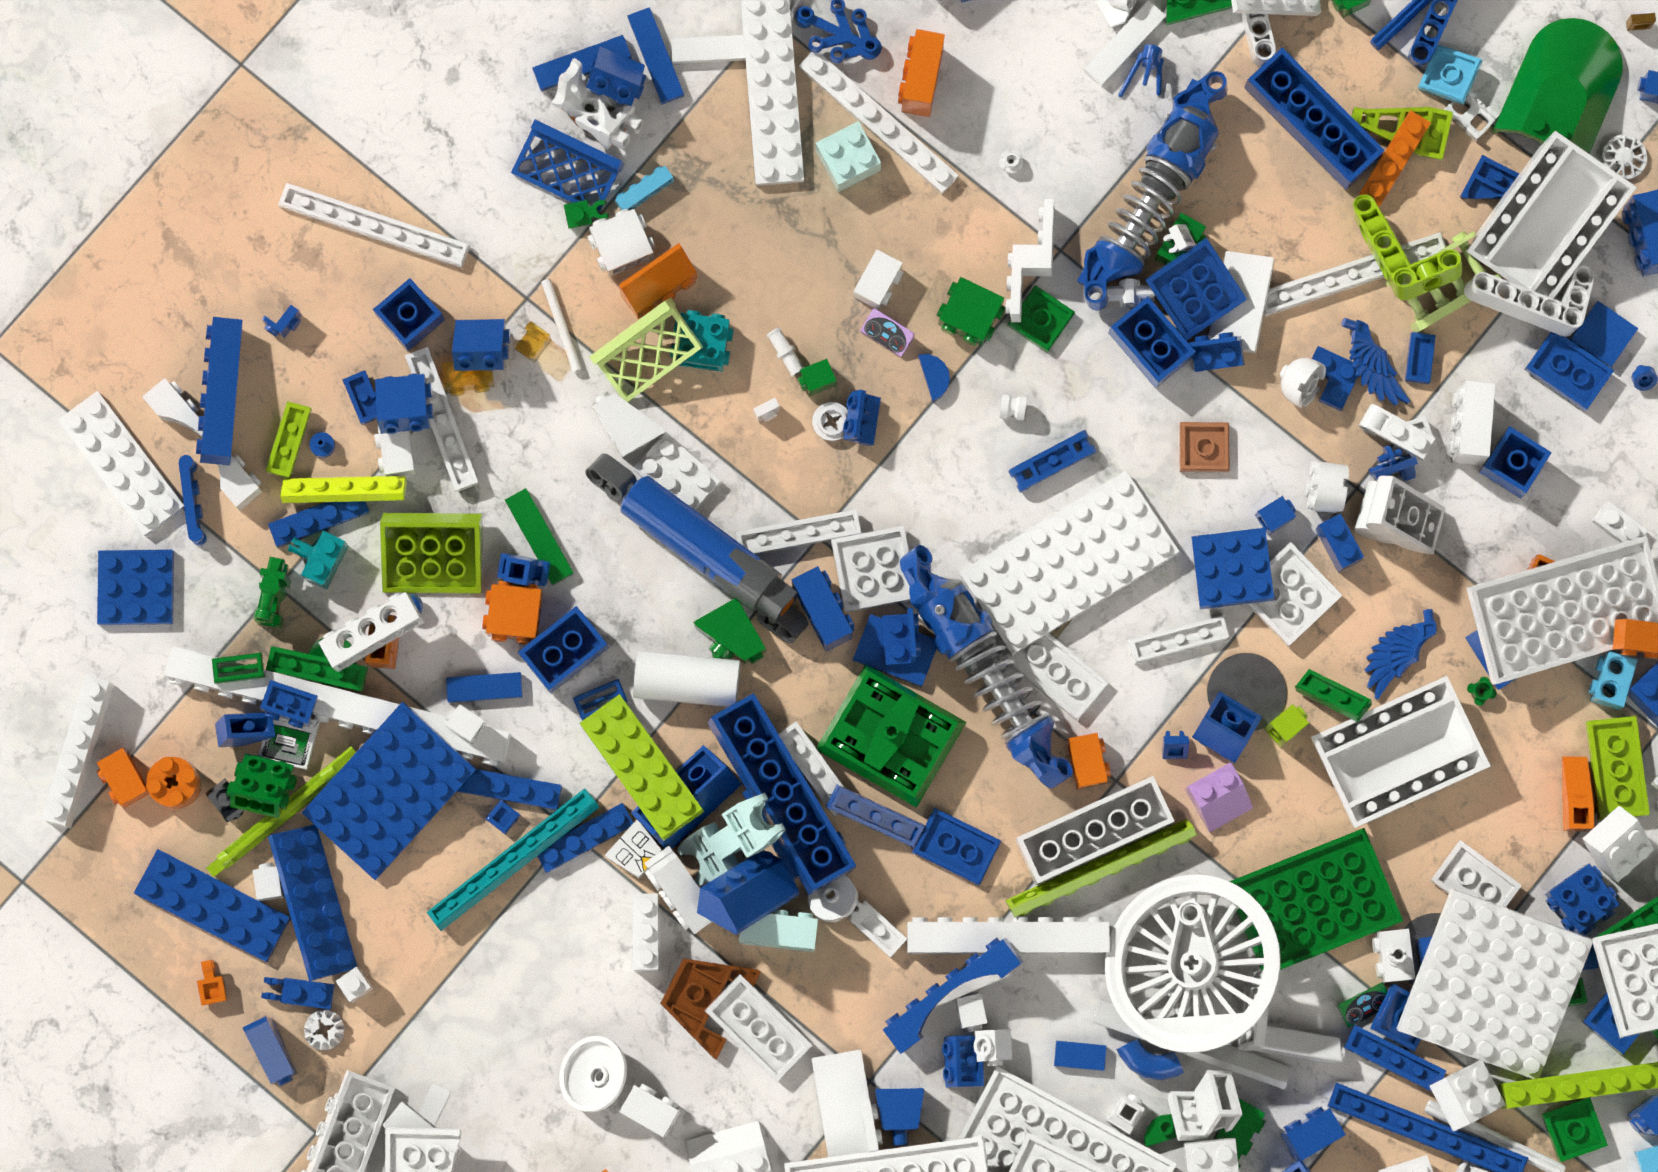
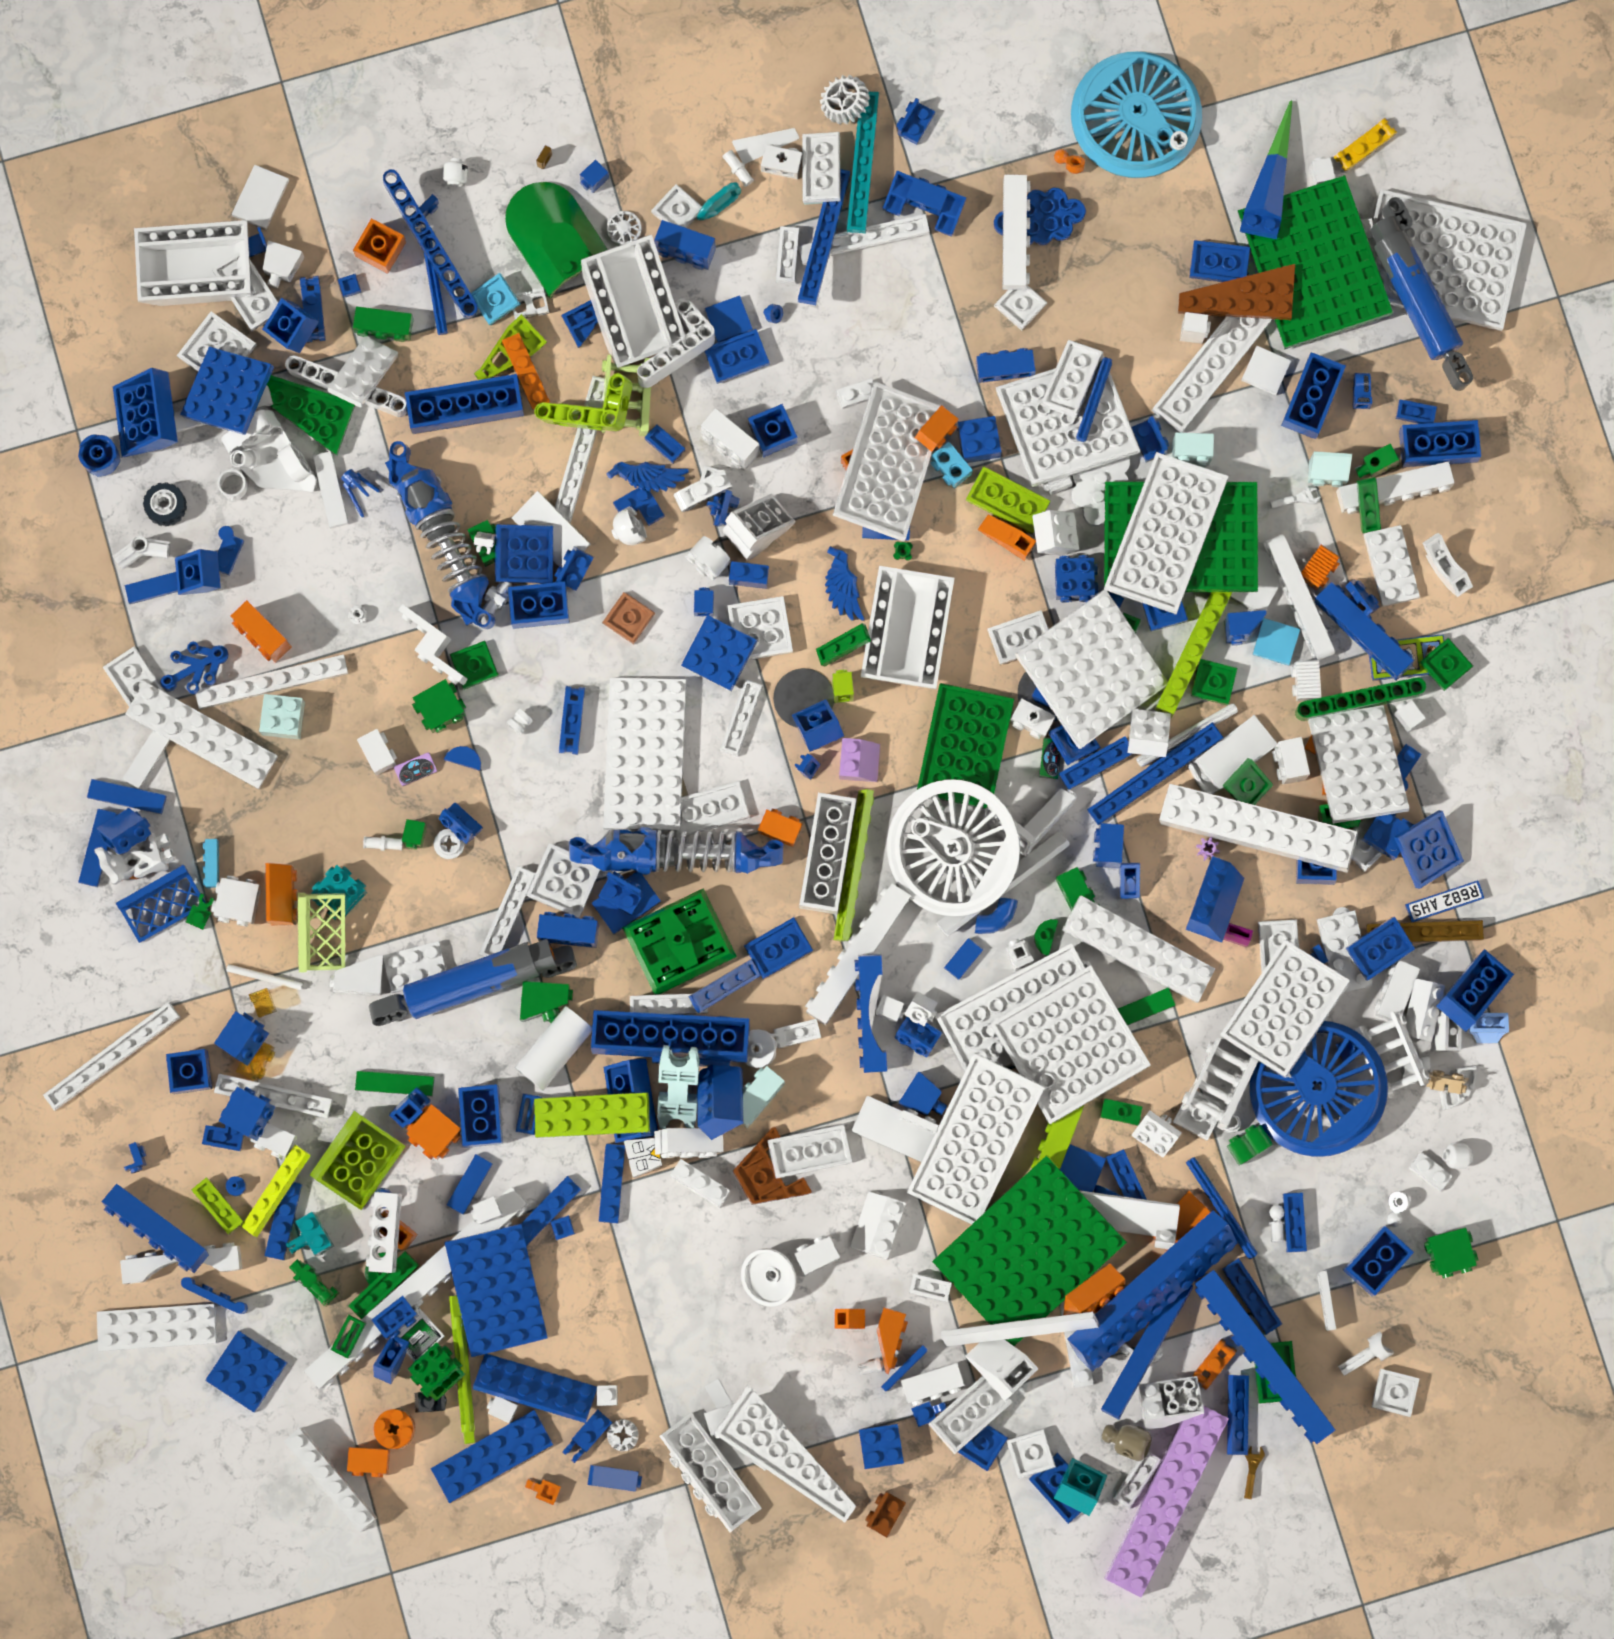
camera: 55 degrees left, 0 degrees up
(512, 859) = (594, 1239): teal tile -> none
(767, 410) = (413, 880): white plate -> none
(1205, 1108) = (1049, 900): white piece -> none

